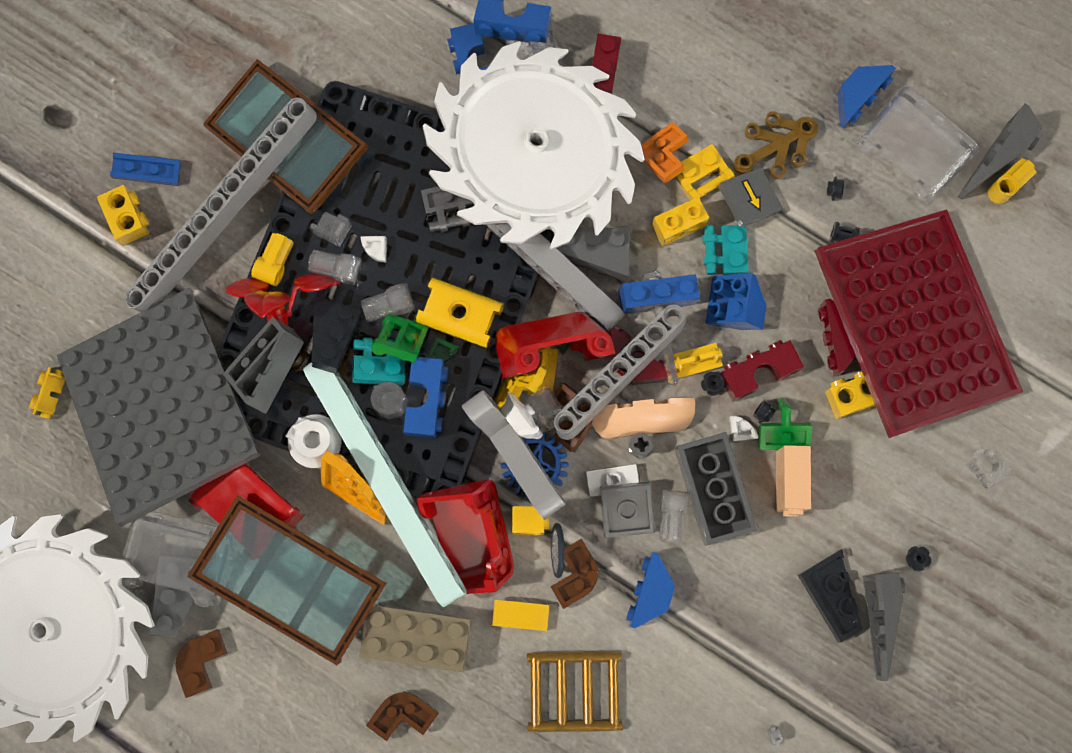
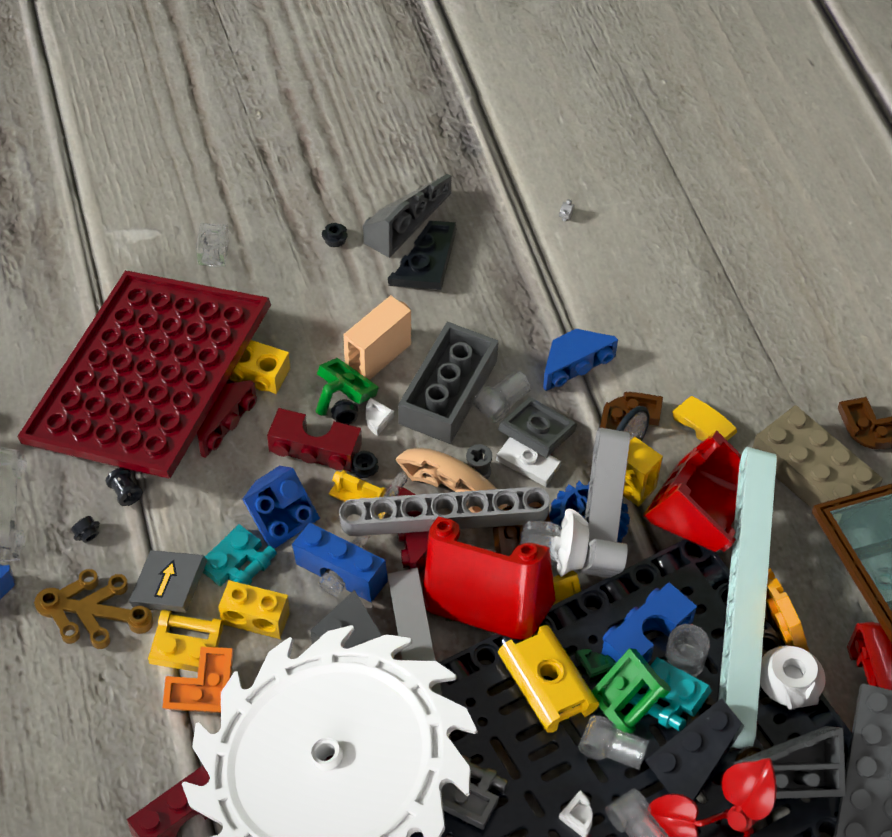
camera: 145 degrees left, 25 degrees down
(561, 660) = (697, 371): pearl gold bar -> none

